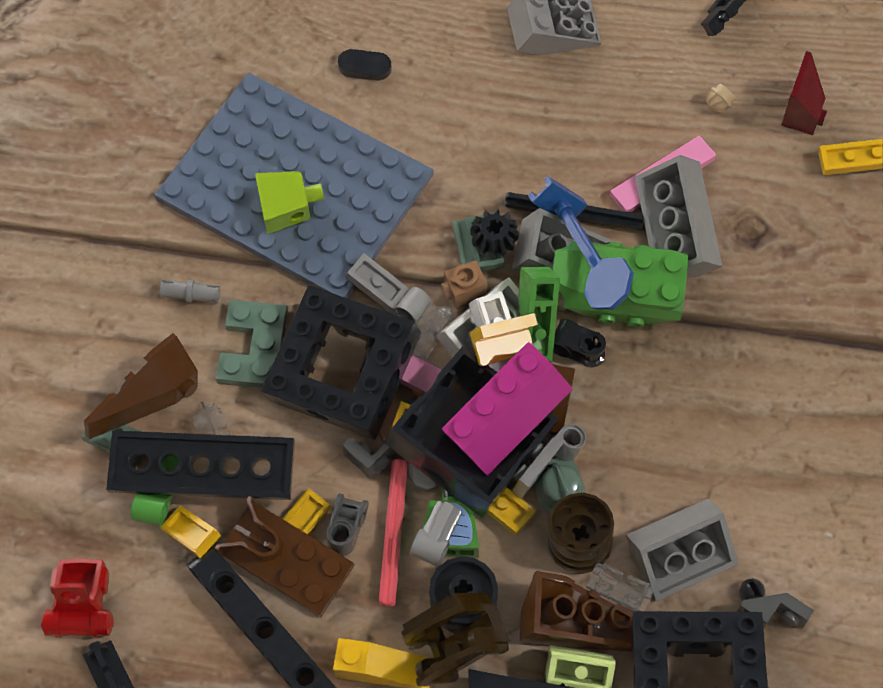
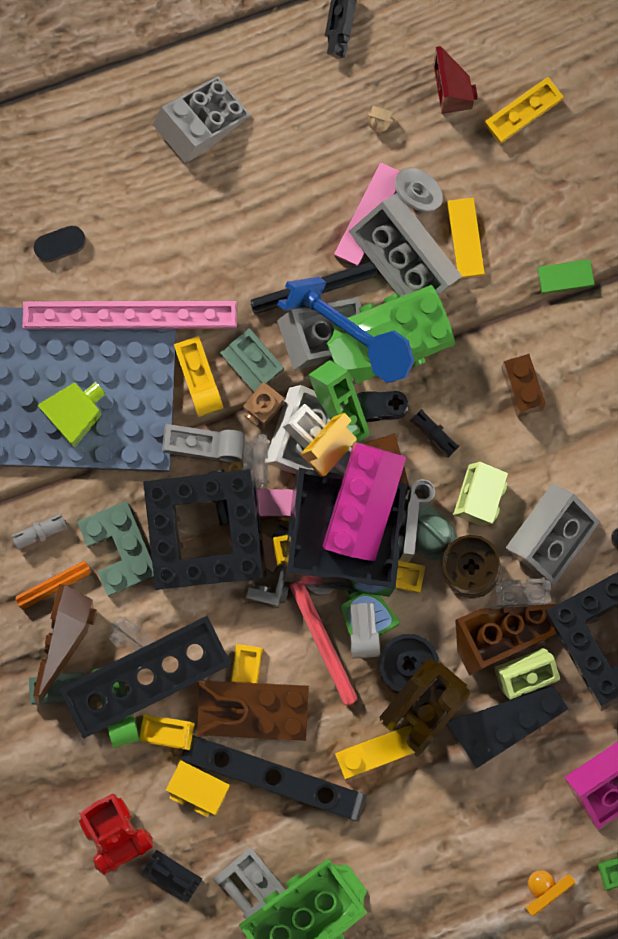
camera: 30 degrees left, 15 degrees up
(186, 601) = (197, 788): none -> yellow brick
(192, 345) = (51, 585): none -> orange axle
(346, 519) = (283, 655): dark grey piece -> none
(390, 148) = (129, 315): none -> bright pink tile
(420, 231) = (198, 376): none -> yellow plate
(505, 231) = (275, 349): black gear -> none
(615, 394) = (434, 433): none -> black pin
(630, 471) = (481, 494): none -> yellowish green brick
(722, 173) = (418, 190): none -> light grey dish
(728, 393) = (523, 385): none -> reddish brown brick
(744, 239) = (465, 237): none -> yellow tile
(825, 319) = (565, 276): none -> bright green tile

